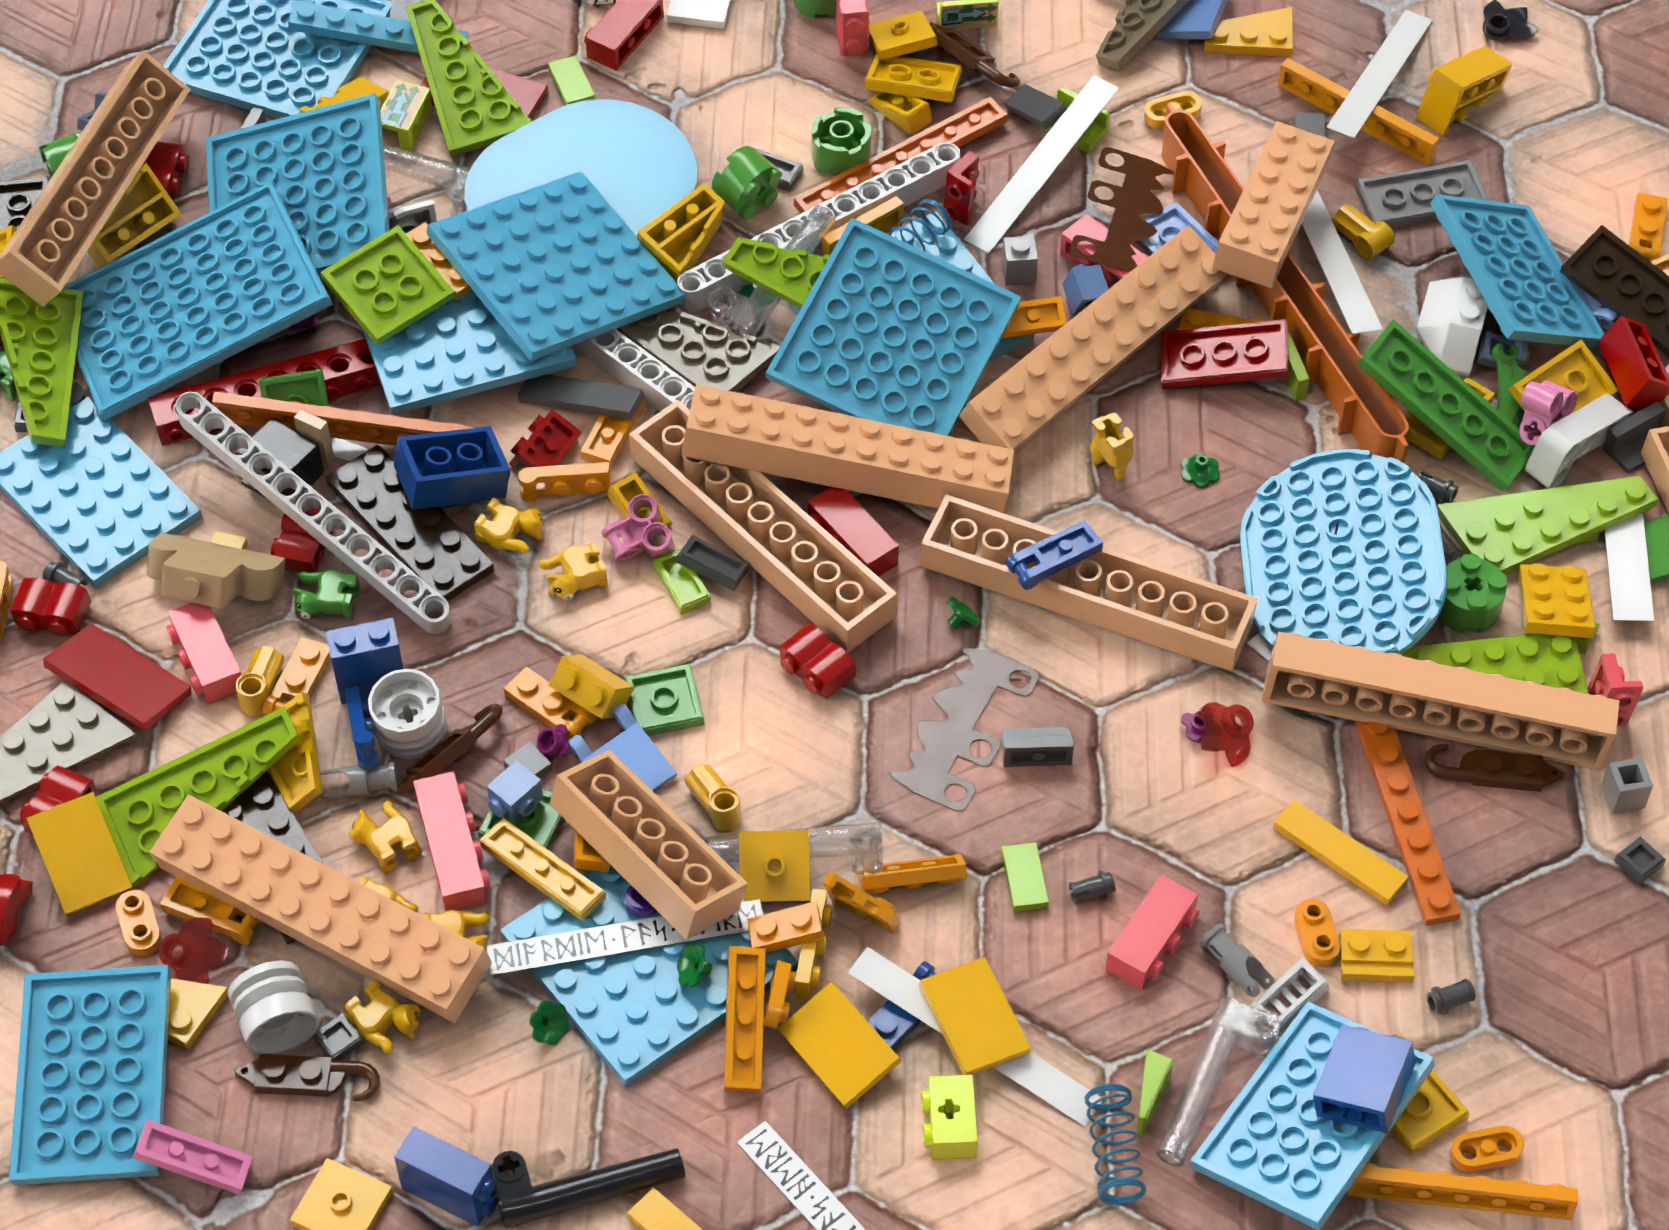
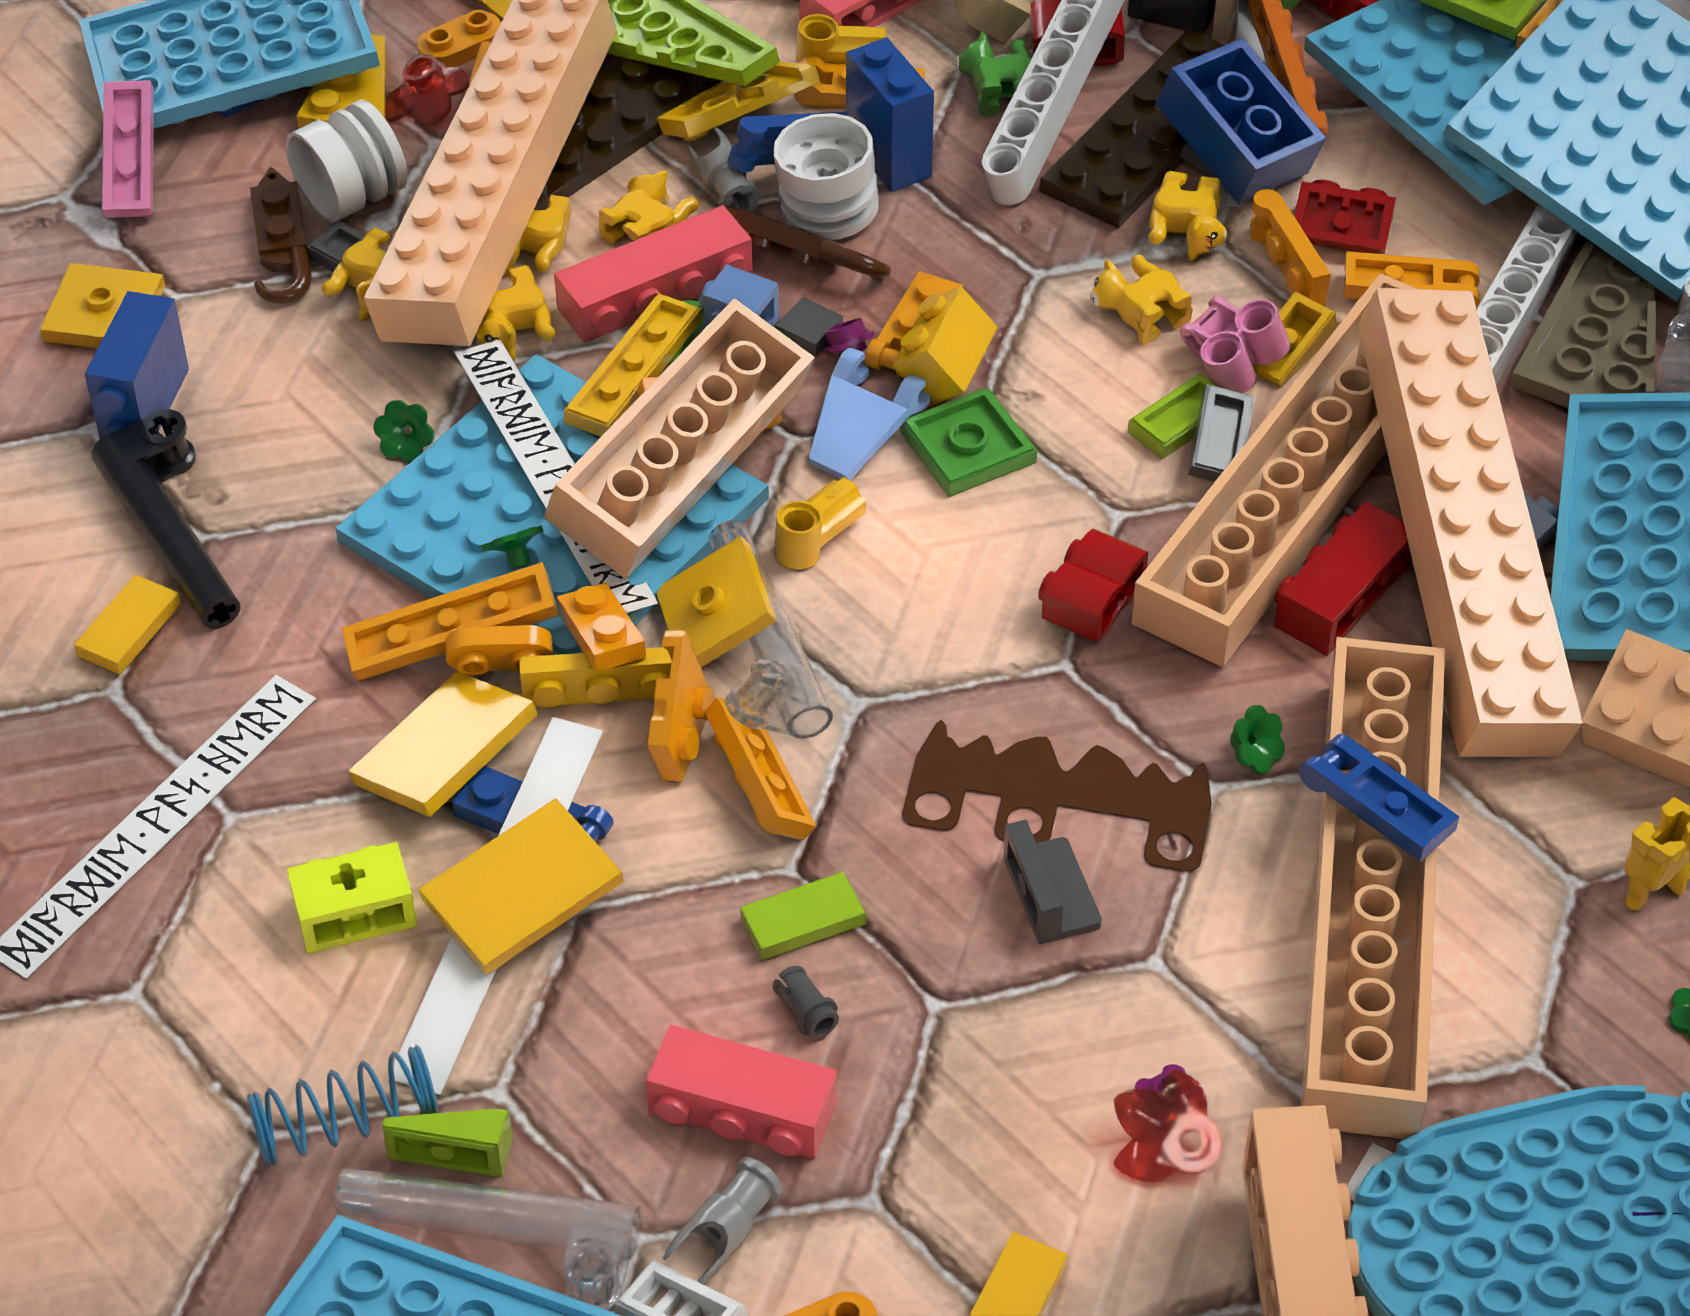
camera: 75 degrees right, 5 degrees down
(582, 396) = (1443, 232): dark grey tile -> none

